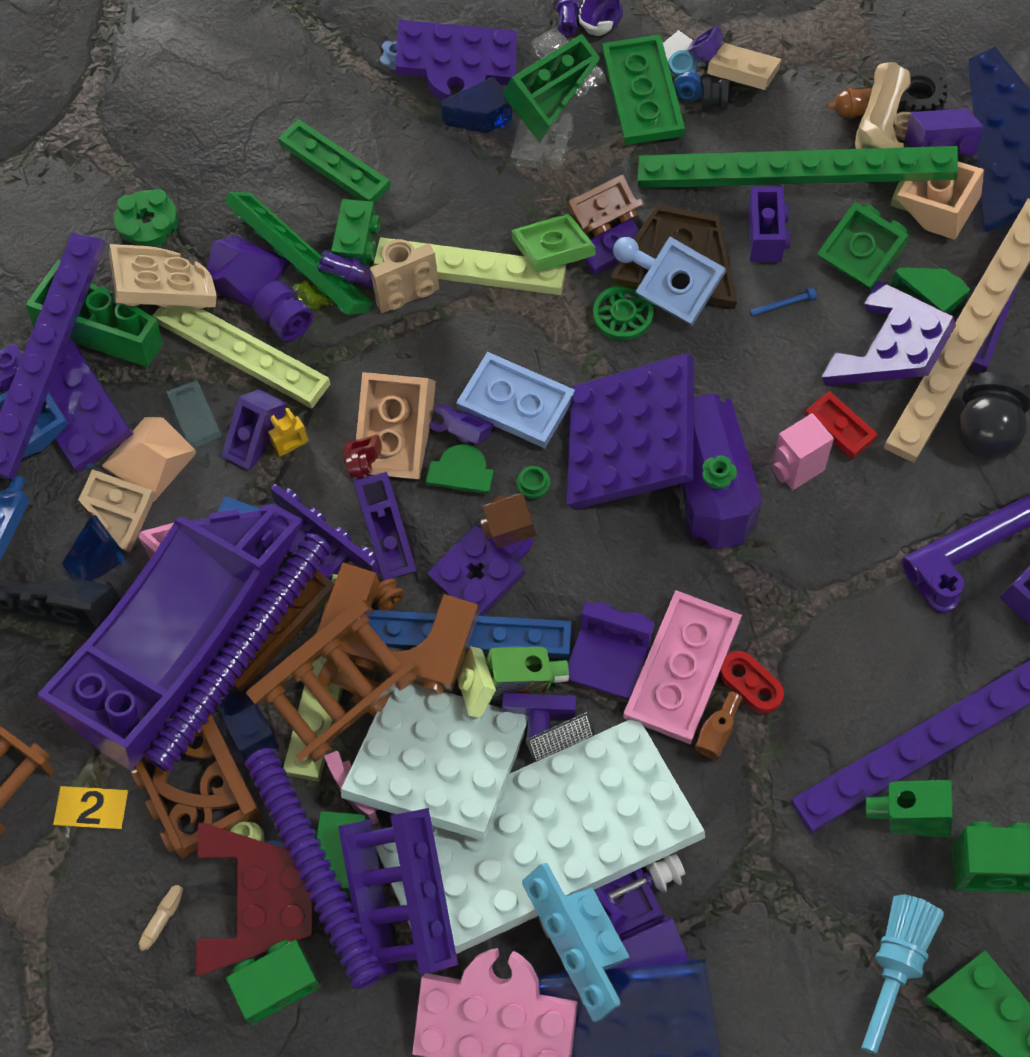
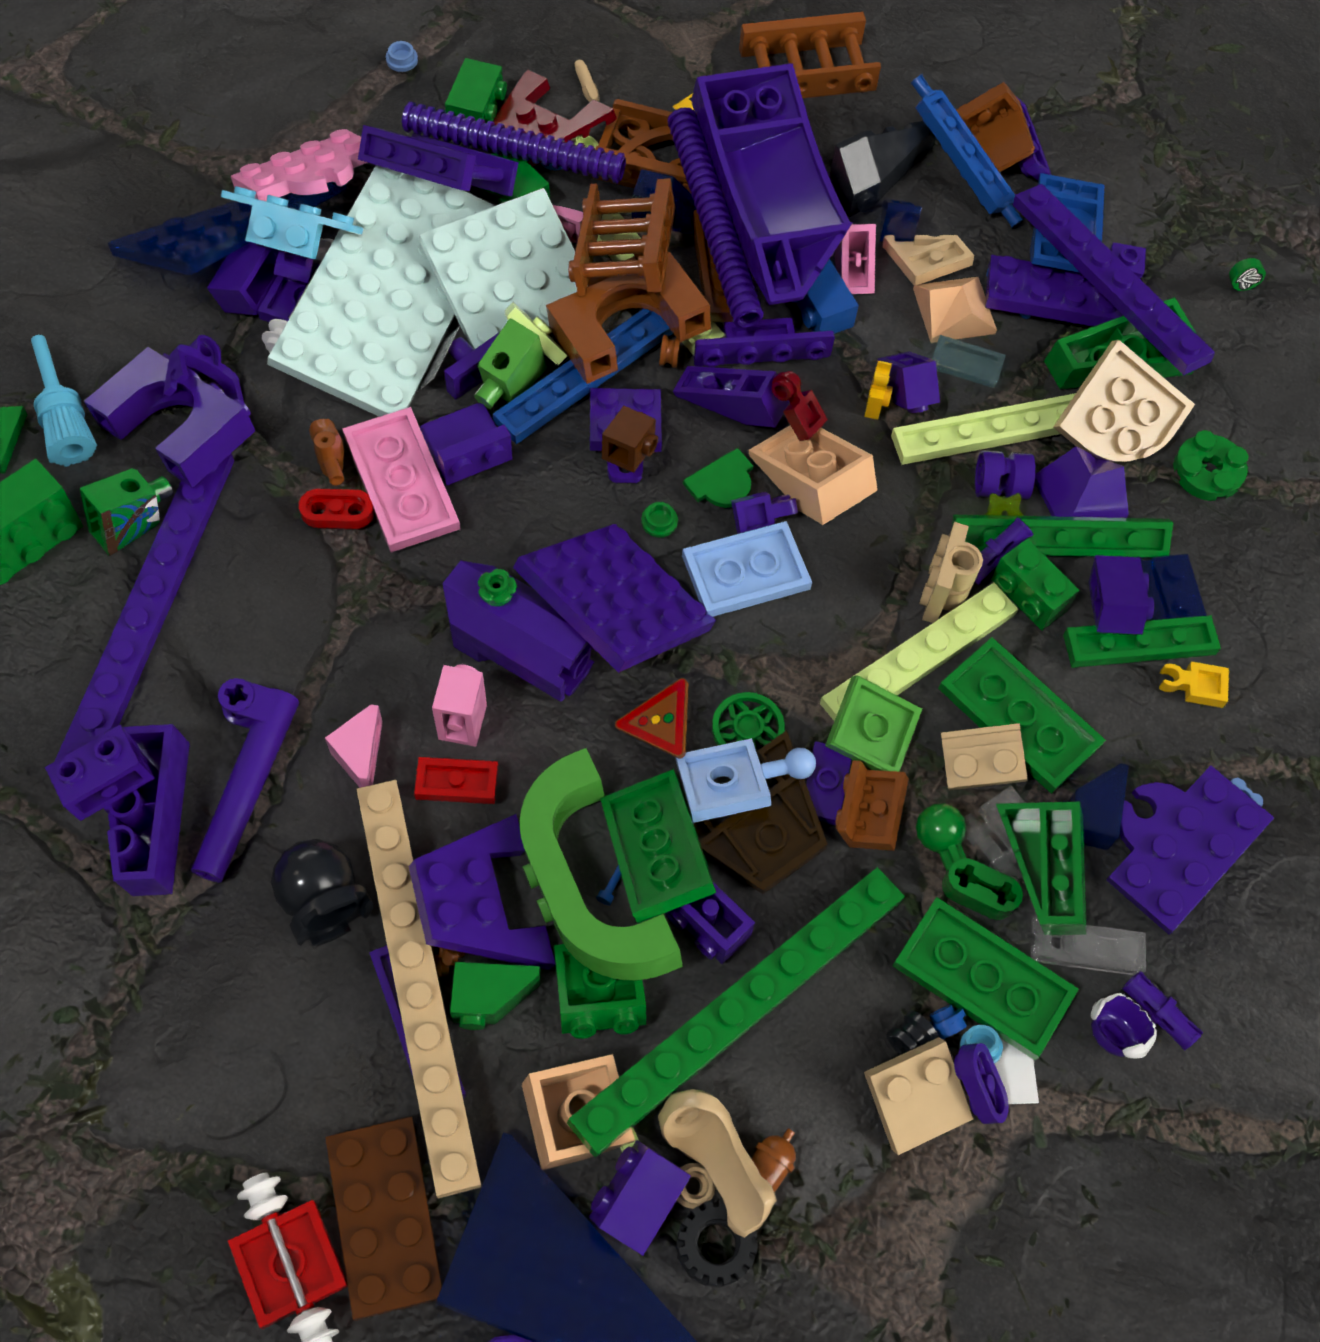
camera: 125 degrees right, 0 degrees up
(276, 176) = (1173, 587): none -> clear blue plate
(317, 185) = (1120, 595): none -> dark purple brick
(333, 116) = (1200, 681): none -> yellow plate
(455, 185) = (1002, 691): none -> green plate
(509, 178) = (984, 756): none -> tan plate
(596, 129) = (943, 831): none -> green beam
(674, 342) = (661, 720): none -> piece
(746, 897) = (203, 357): none -> dark purple piece
(763, 271) = (656, 846): none -> green plate
(801, 913) = (195, 447): none -> dark purple arch
(847, 236) = (612, 951): none -> bright green arch
(887, 496) = (357, 745): none -> bright pink slope

